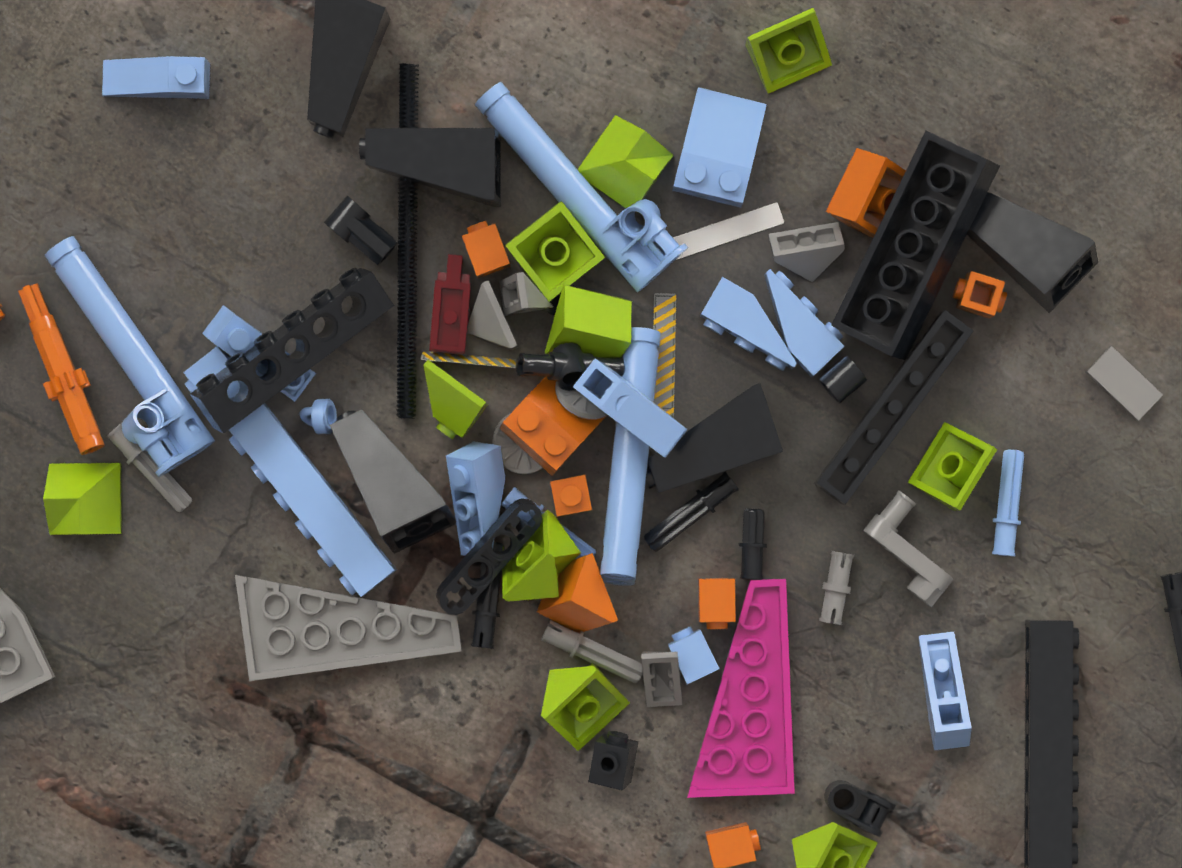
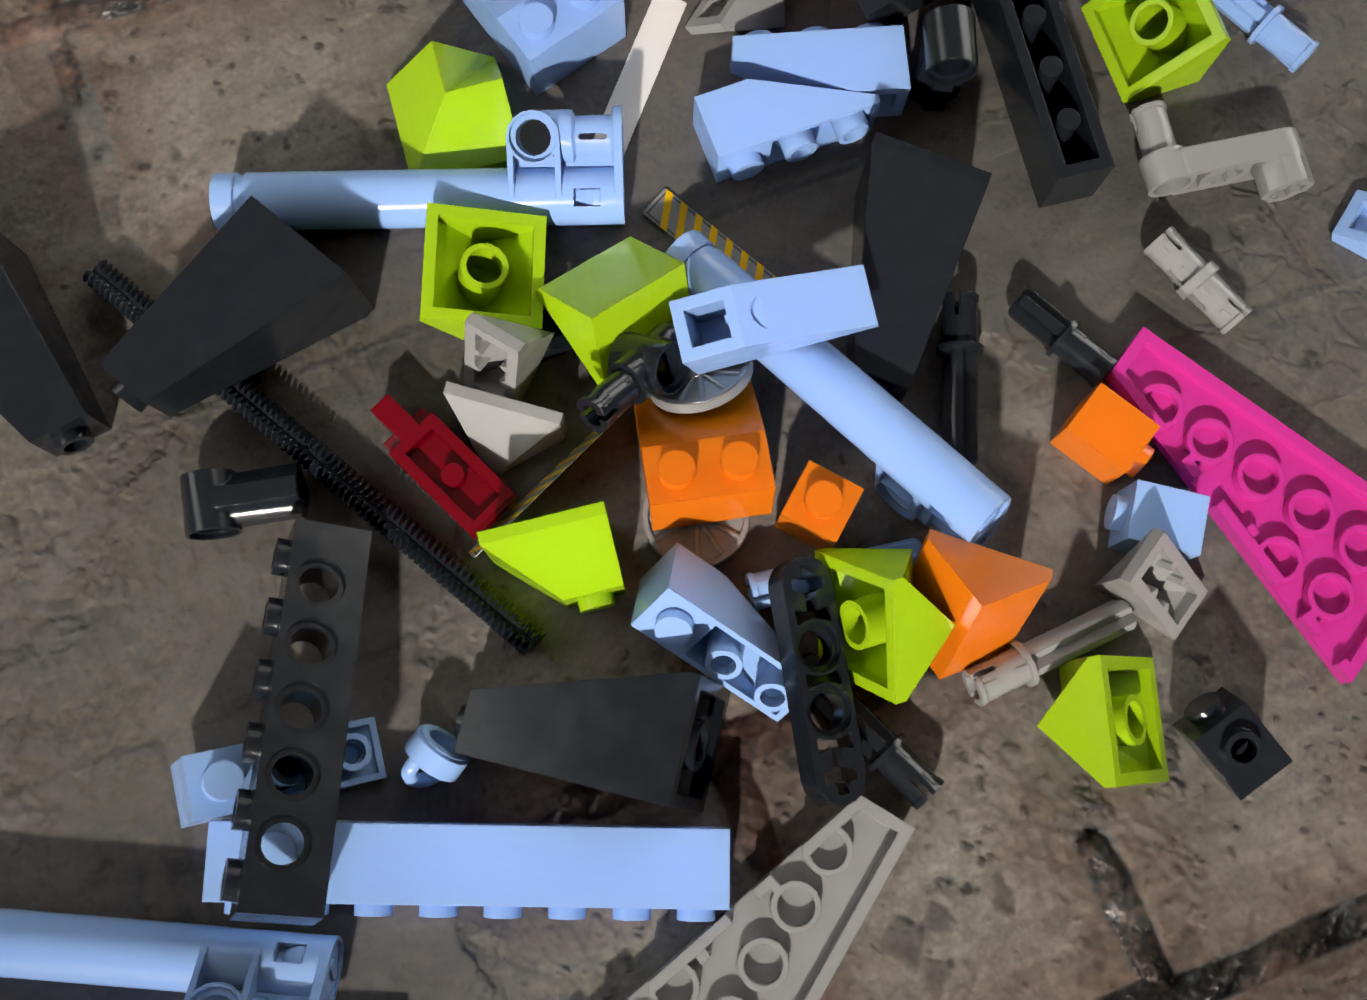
camera: 60 degrees left, 10 degrees down
(485, 249) = (408, 360): orange brick -> none

